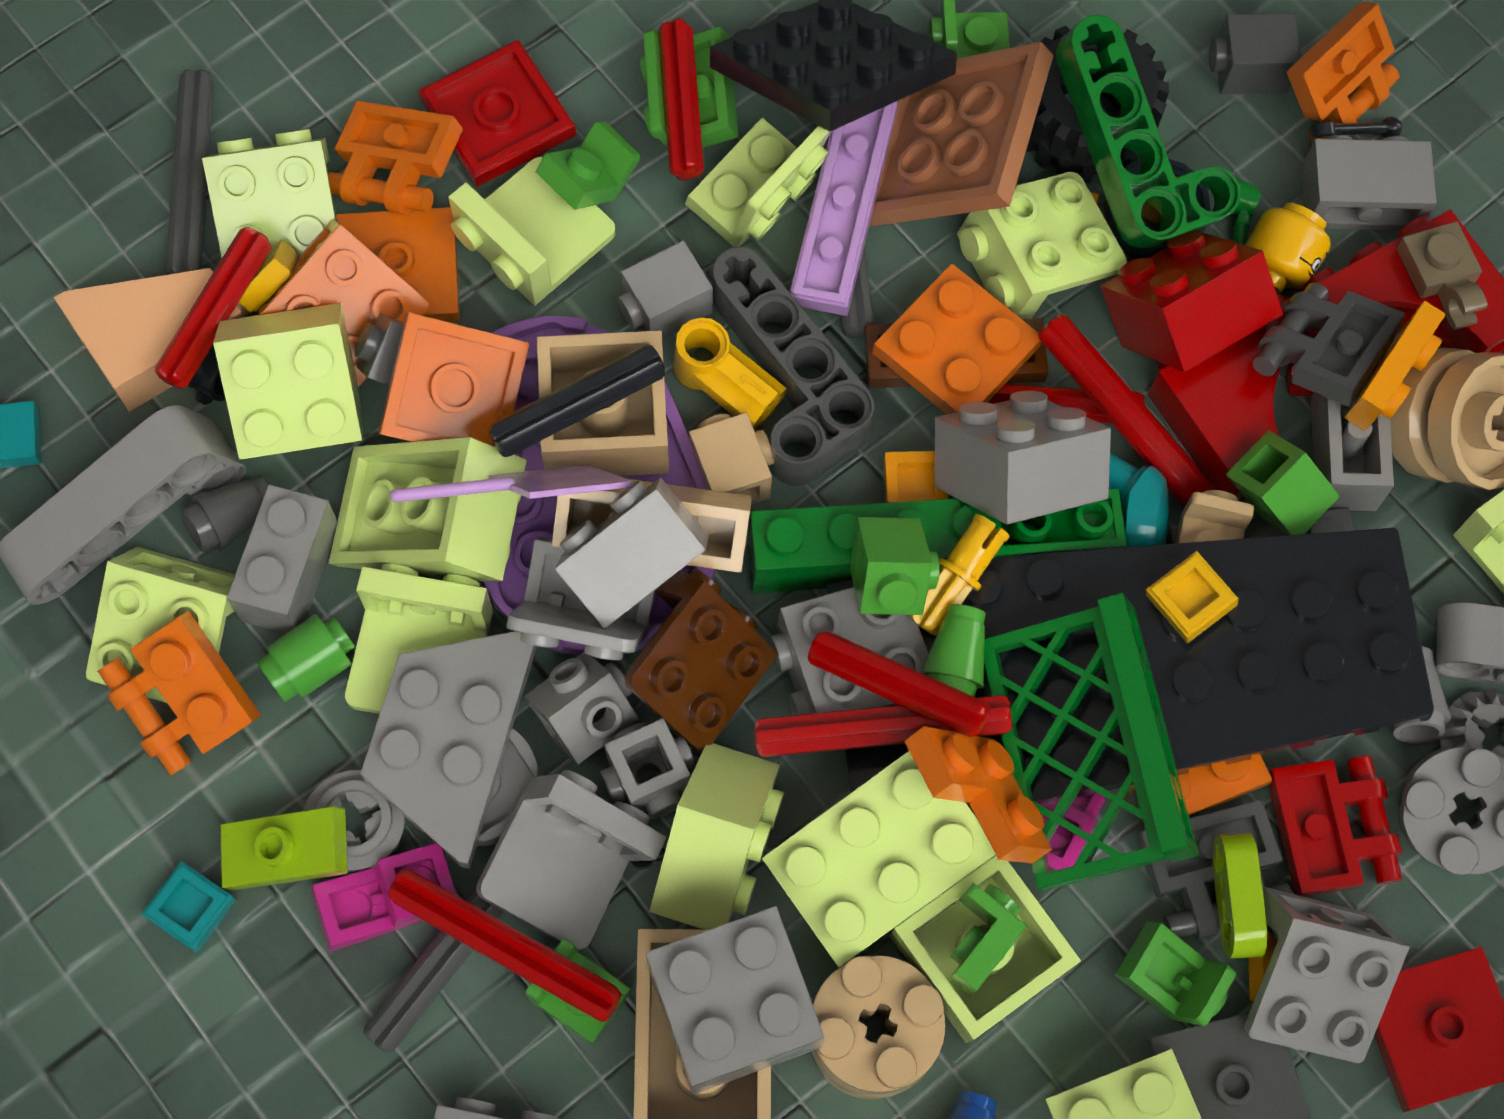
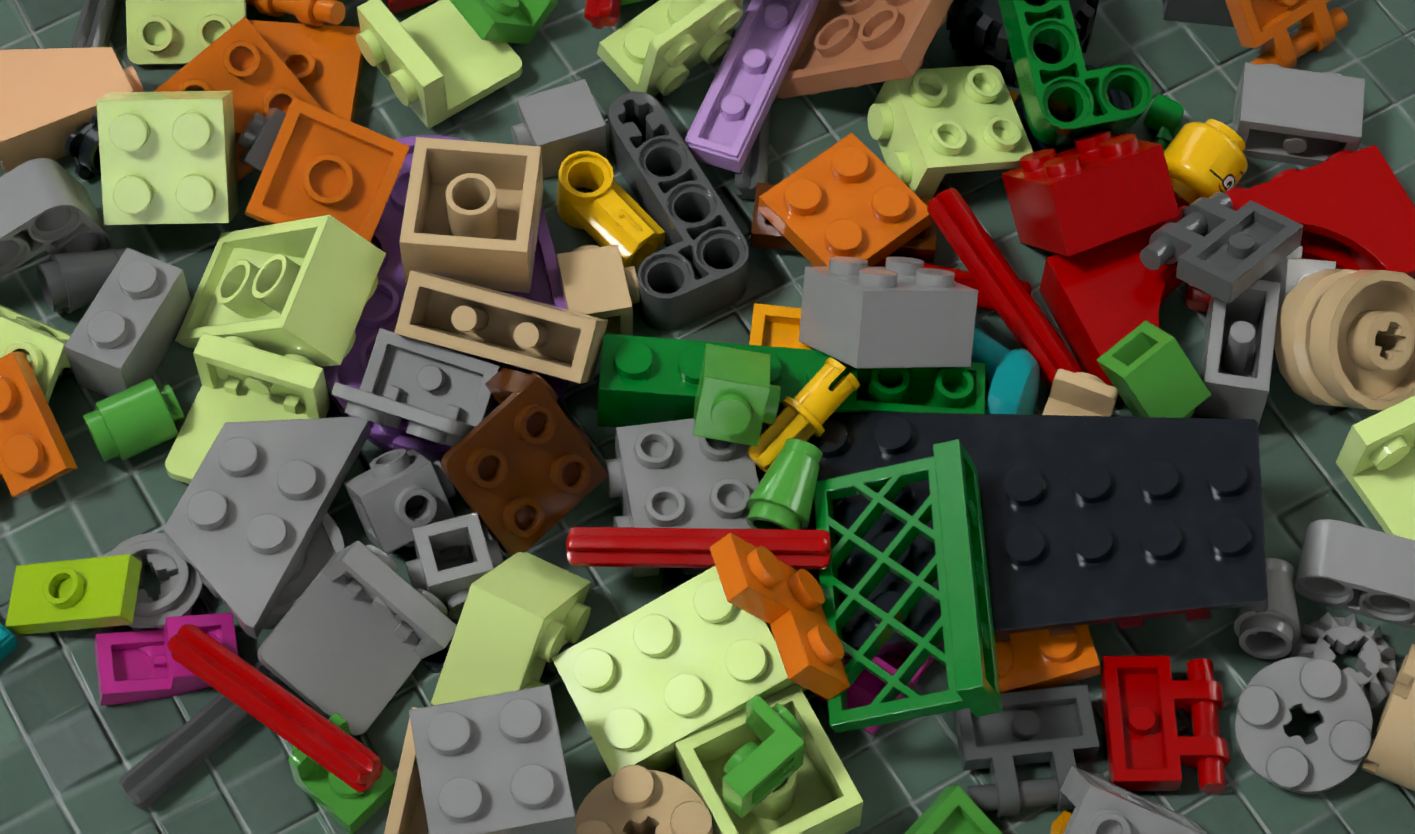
camera: 10 degrees right, 10 degrees down
(213, 305) = (110, 74): red axle -> none
(270, 276) = (166, 64): yellow tile -> none
(527, 483) = (338, 256): lavender piece -> none
(576, 401) = (442, 196): black axle -> none
(630, 551) = (469, 340): brick -> none
(899, 683) = (718, 502): red axle -> none
(1192, 597) = (1035, 461): yellow tile -> none
(1239, 895) = (1043, 767): lime beam -> none
(1385, 388) = (1270, 288): light orange plate -> none
(1388, 127) = (1261, 55): black hinge -> none
(1445, 266) = (1357, 192): dark tan plate -> none

